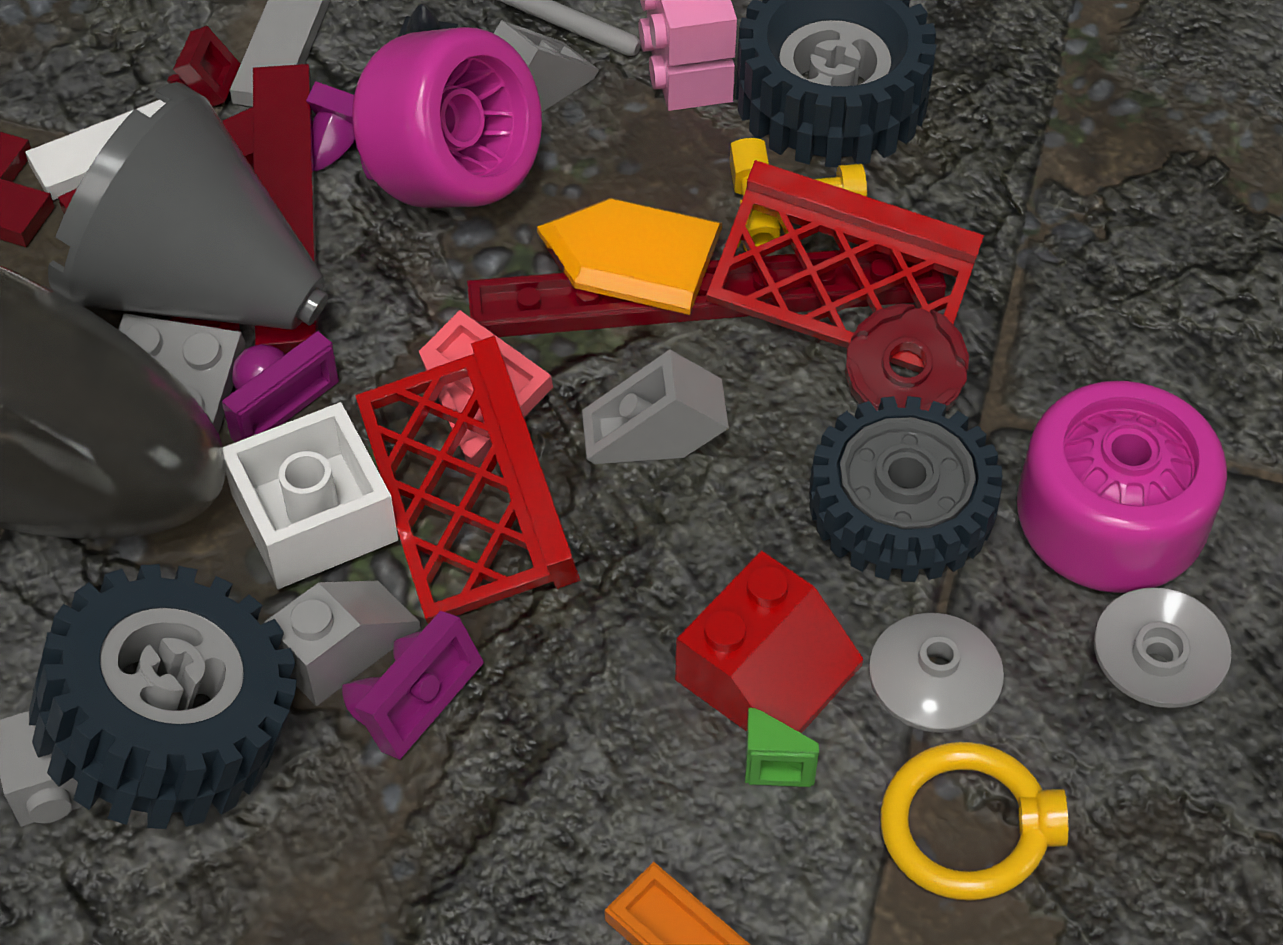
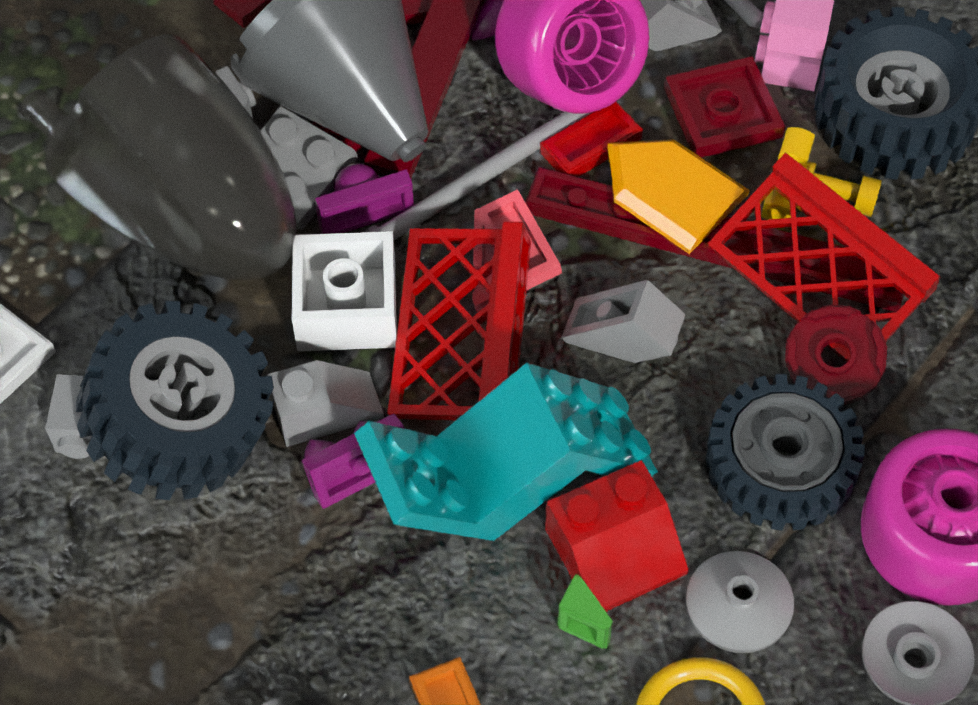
camera: 25 degrees right, 5 degrees up
(405, 307) = (476, 177): none -> light grey bar
(509, 233) = (585, 141): none -> red tile
(597, 604) = (502, 454): none -> teal bracket
(646, 146) = (724, 107): none -> dark red plate

